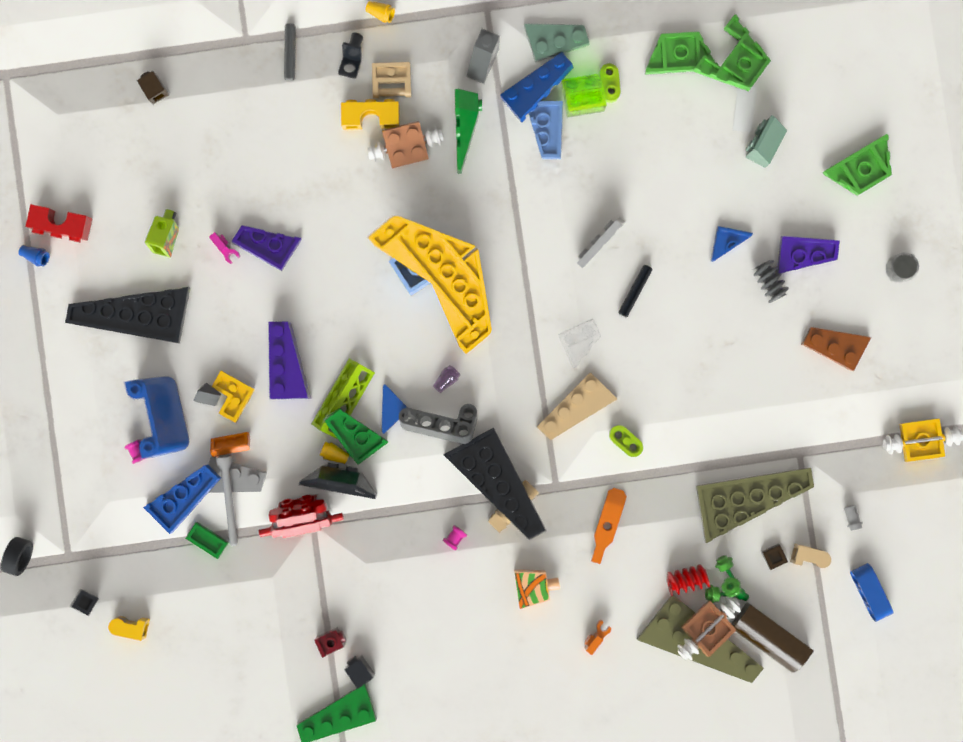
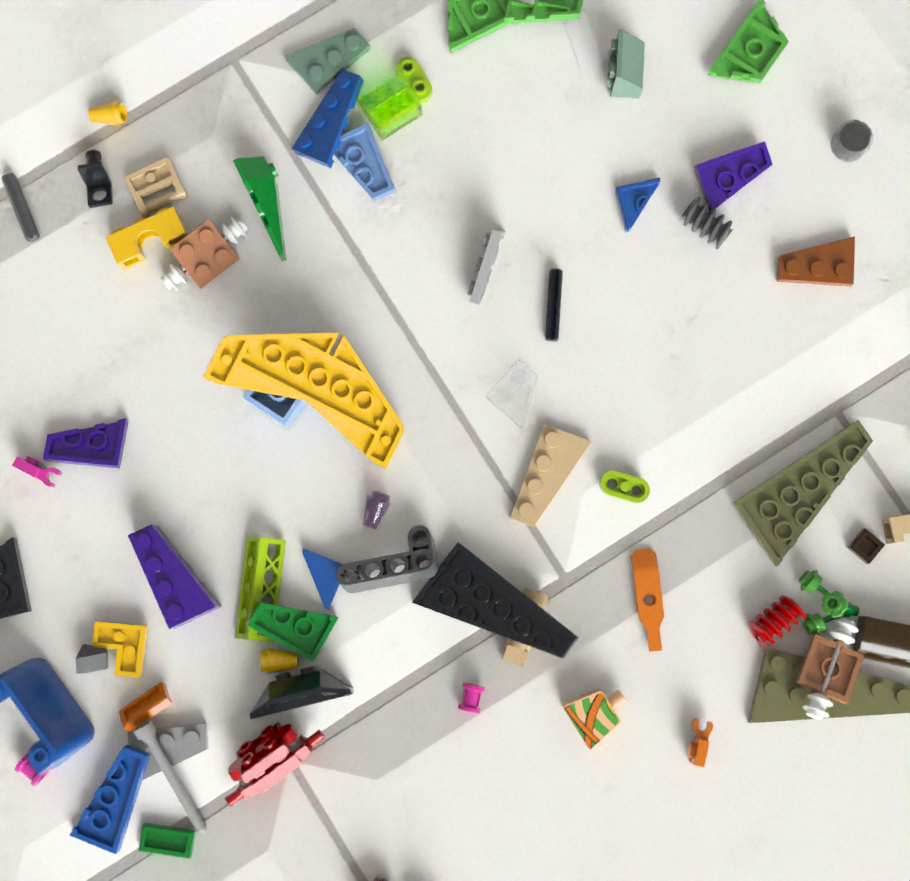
camera: 20 degrees left, 5 degrees down
(483, 55) = (251, 110): dark grey slope -> none

